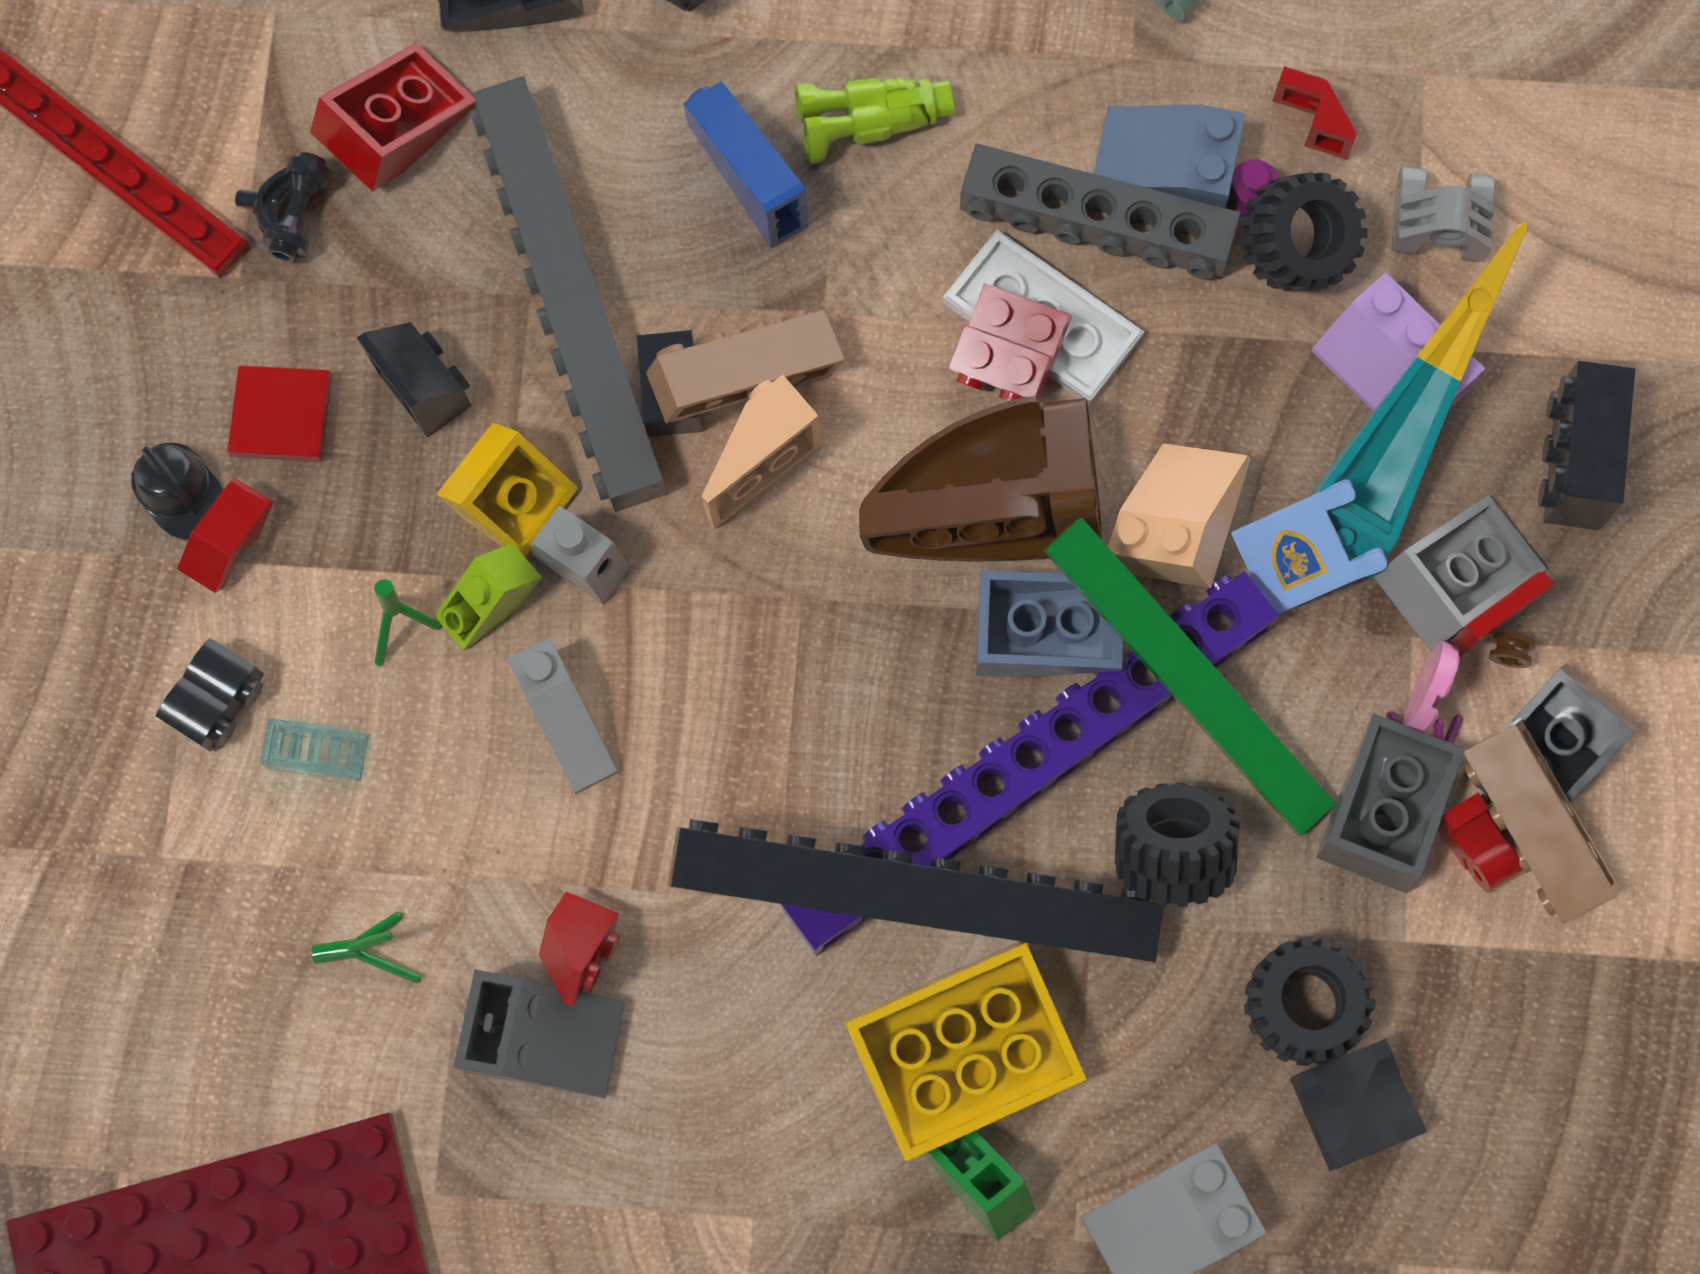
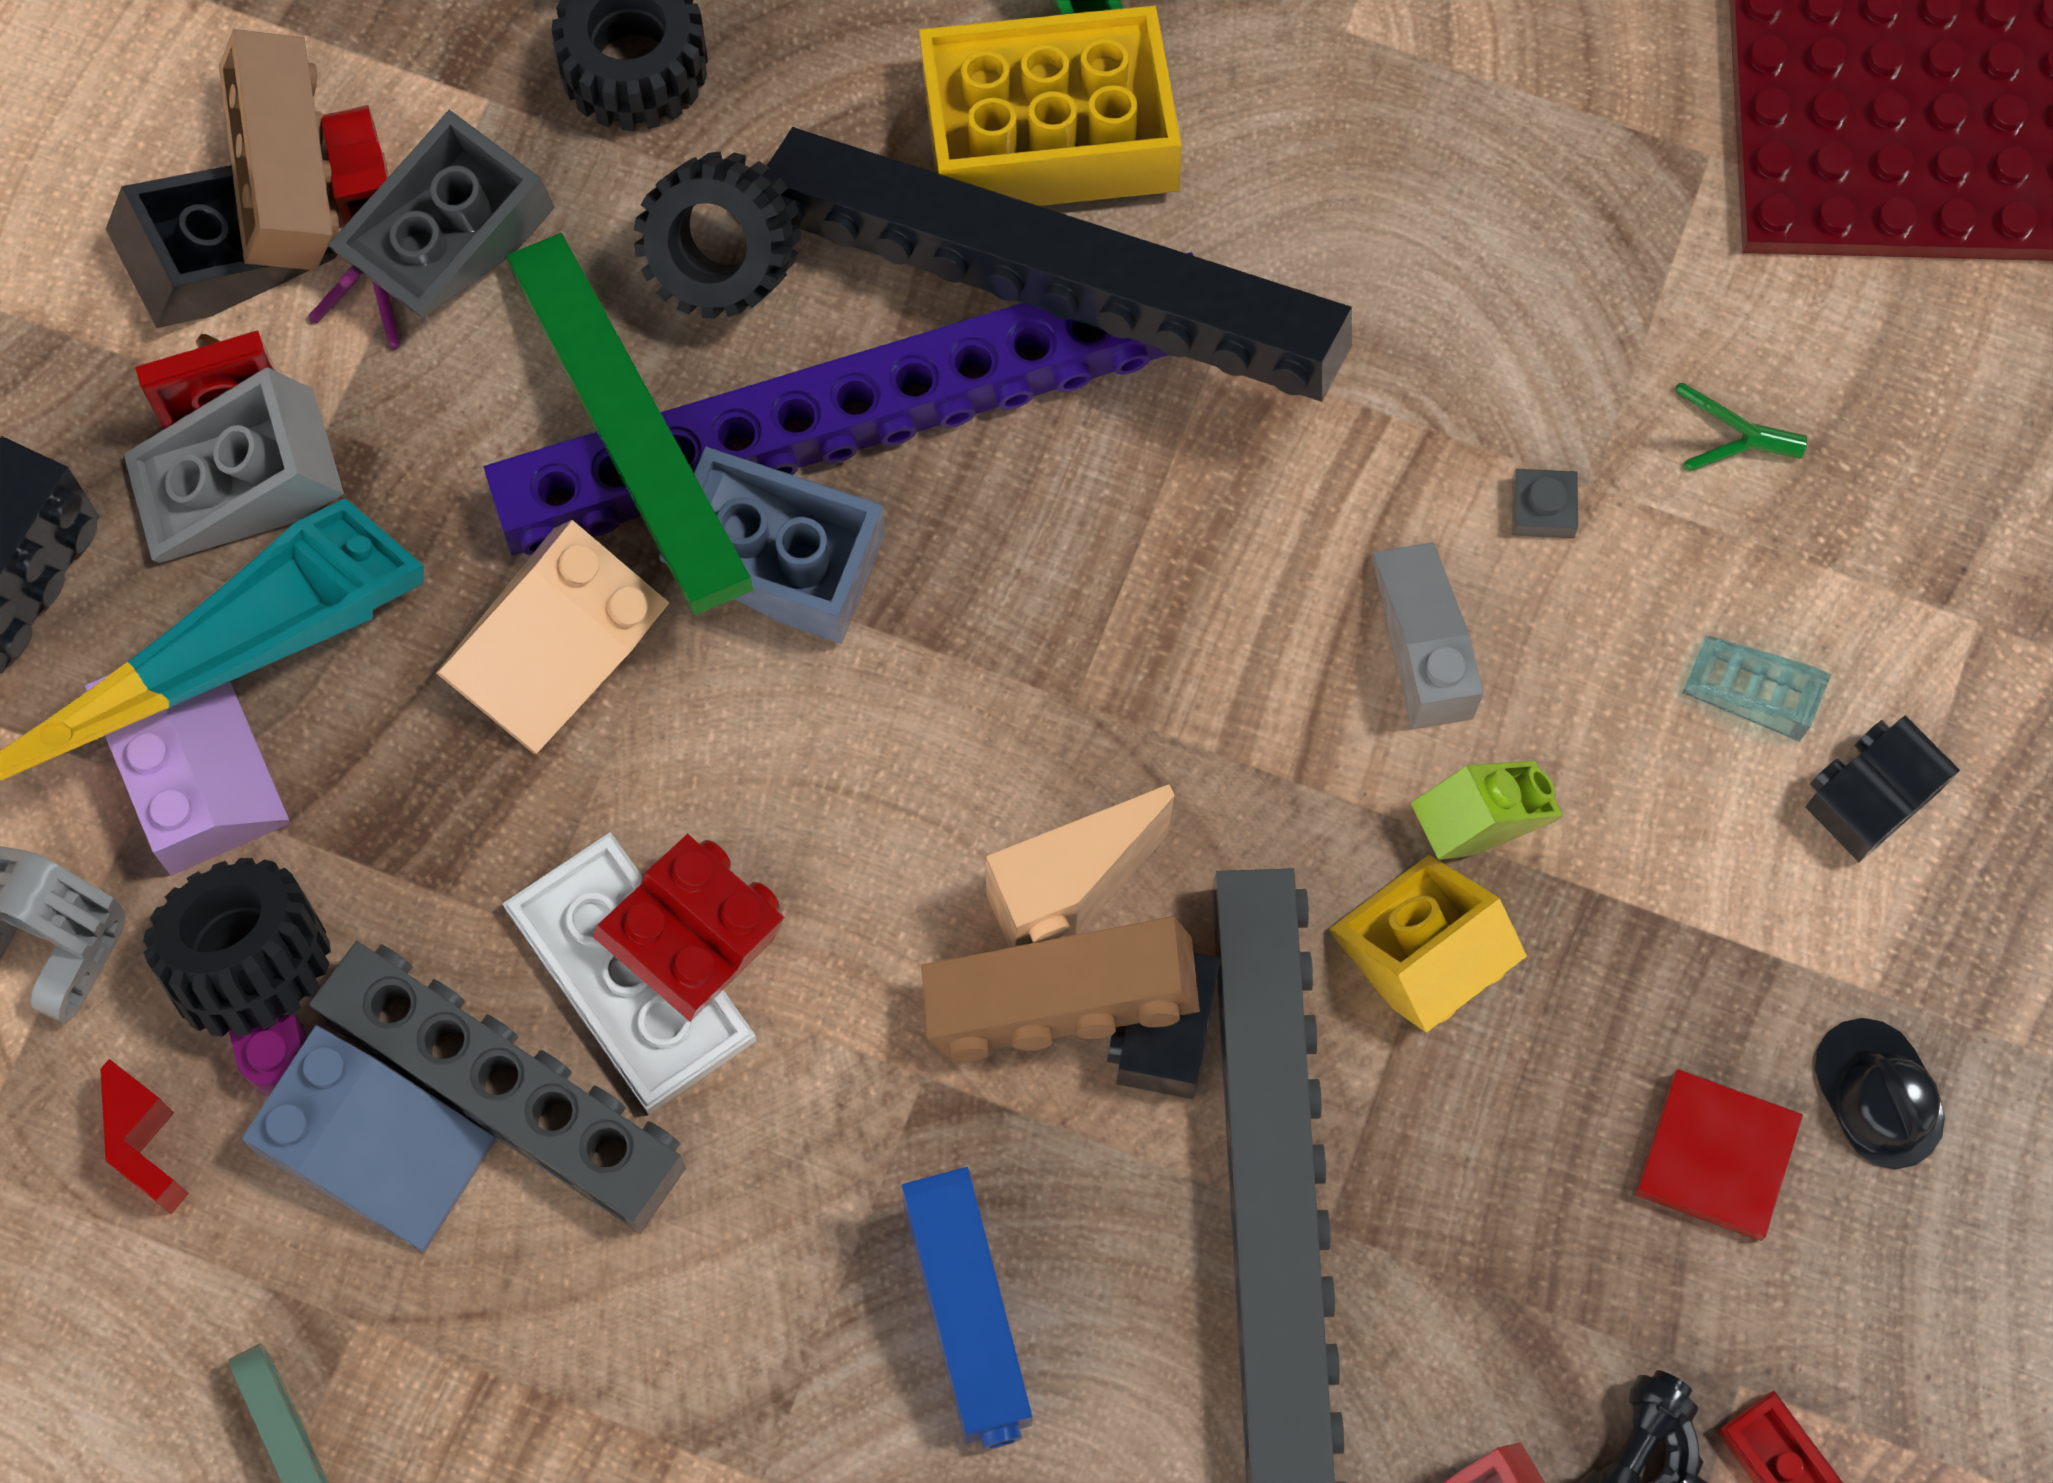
camera: 170 degrees left, 5 degrees down
(223, 531) = (1825, 994): red slope -> none
(392, 607) = (1619, 811): green plant -> none
(416, 374) = (1518, 1127): black slope -> none
(499, 848) = (1545, 503): none -> dark grey plate
(530, 1037) = (1549, 267): dark grey slope -> none
(575, 943) = (1480, 341): red slope -> none
(577, 552) = (1354, 819): light grey torso -> none
(872, 108) = (754, 1339): lime piece -> none
(988, 486) = (781, 737): reddish brown panel -> none
(1299, 553) = (413, 542): light blue flag -> none
(1431, 686) = (335, 330): bright pink tile -> none

